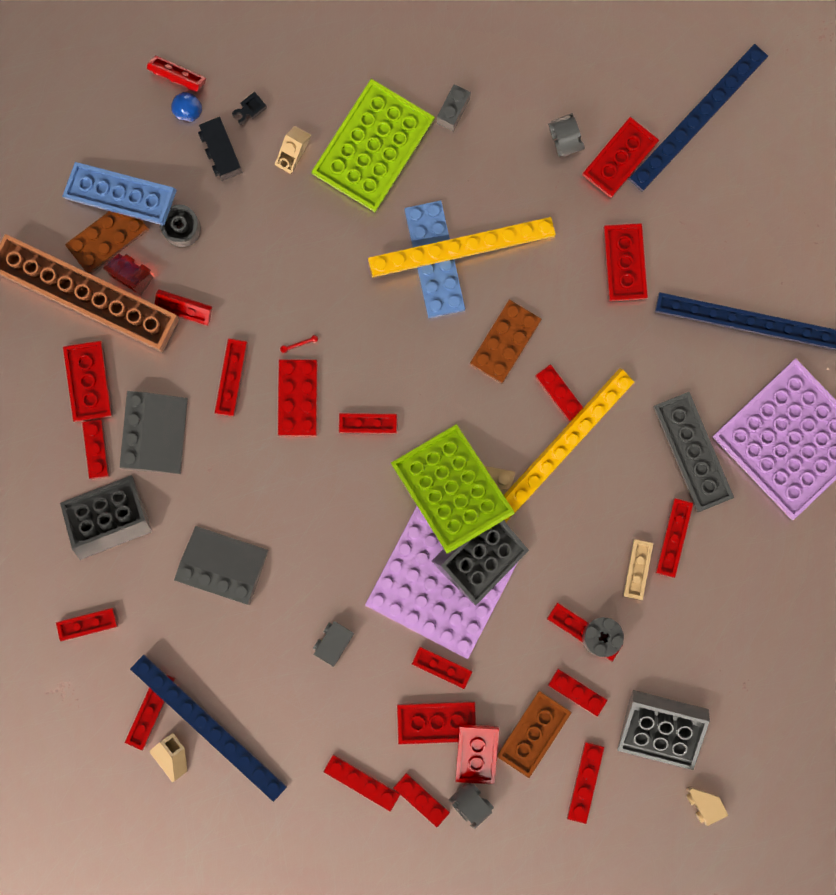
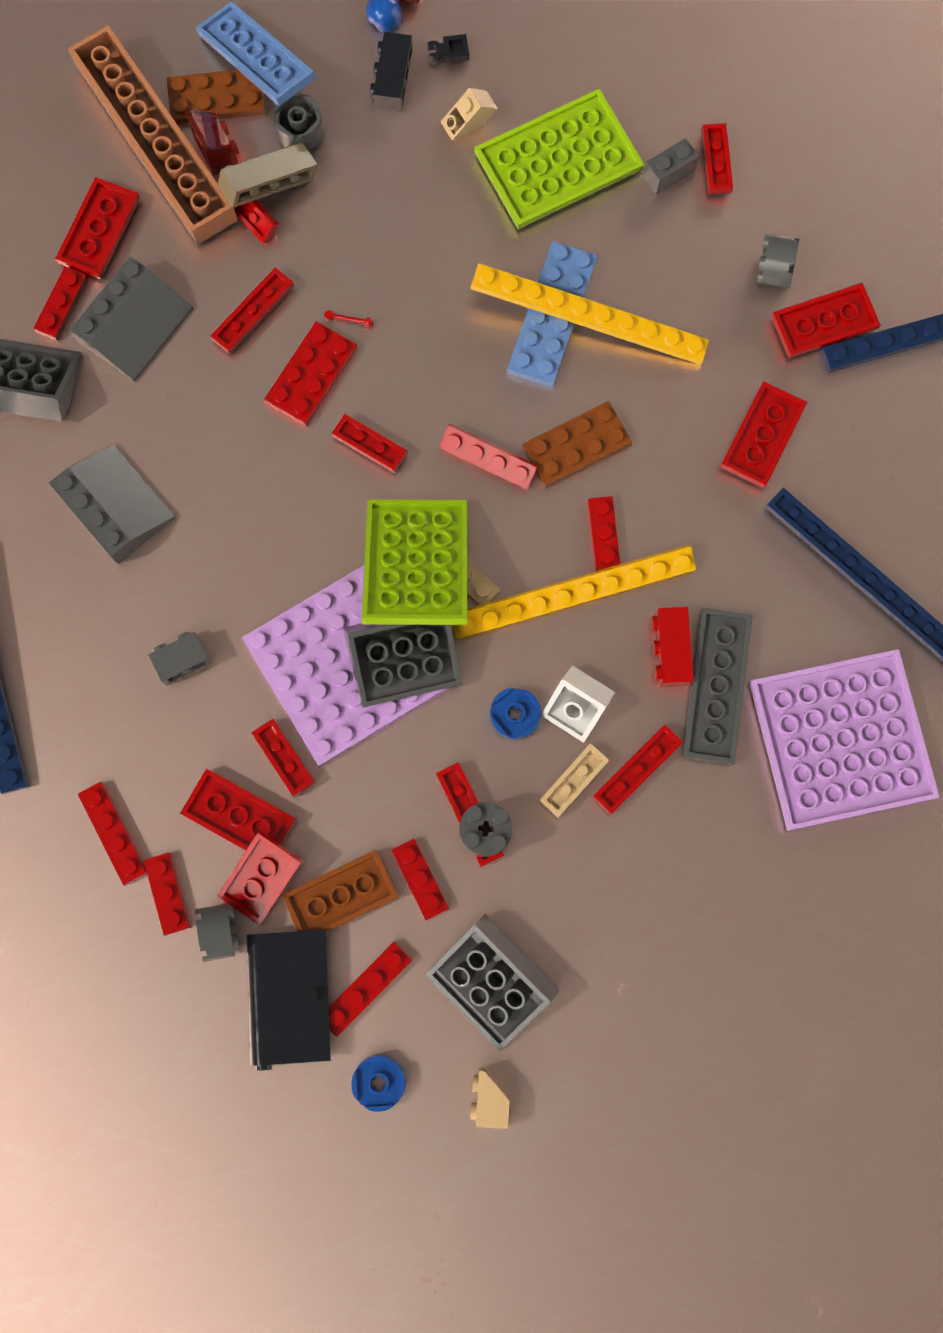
camera: 30 degrees right, 5 degrees down
(184, 277) = (267, 174): none -> dark tan brick
(452, 385) = (488, 456): none -> plate
(481, 82) = (717, 158): none -> red plate
(530, 810) = (288, 998): none -> black door
(584, 544) = (500, 713): none -> blue plate
(611, 517) = (577, 703): none -> white slope
(629, 847) = (367, 1072): none -> blue plate
(649, 443) = (672, 647): none -> red brick

